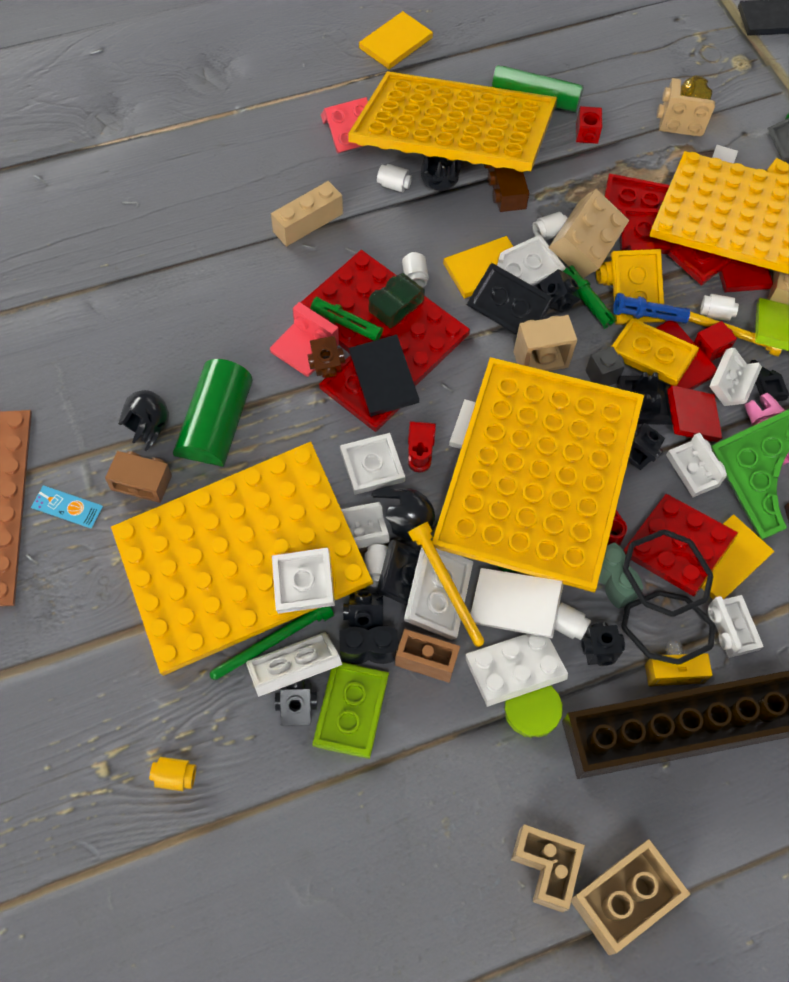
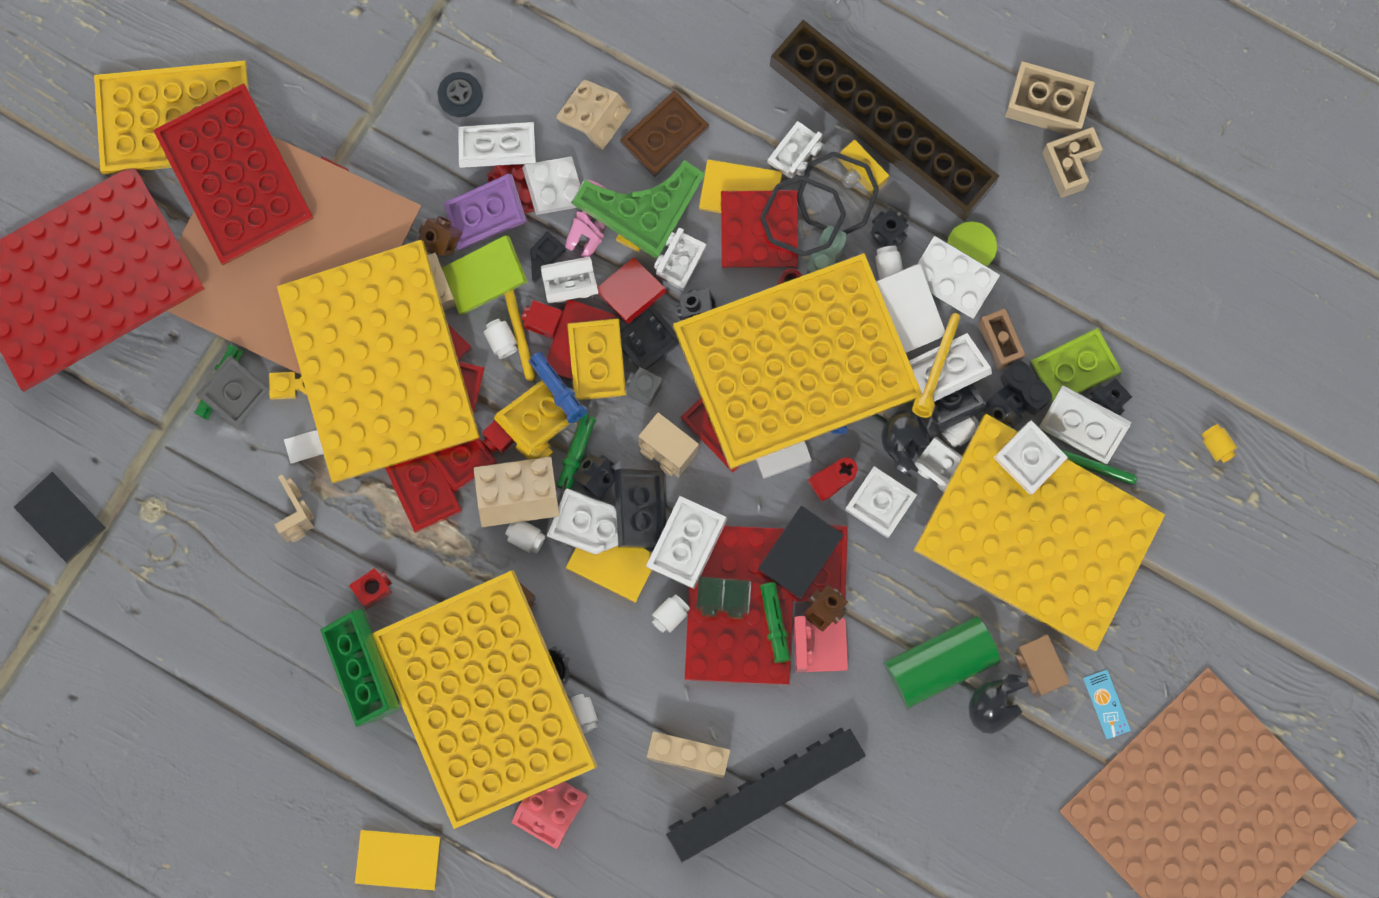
camera: 130 degrees left, 15 degrees up
(234, 241) = (765, 795): none -> black brick
(459, 308) = (686, 542): none -> white plate
(696, 87) = (251, 518): clear yellow hair -> none

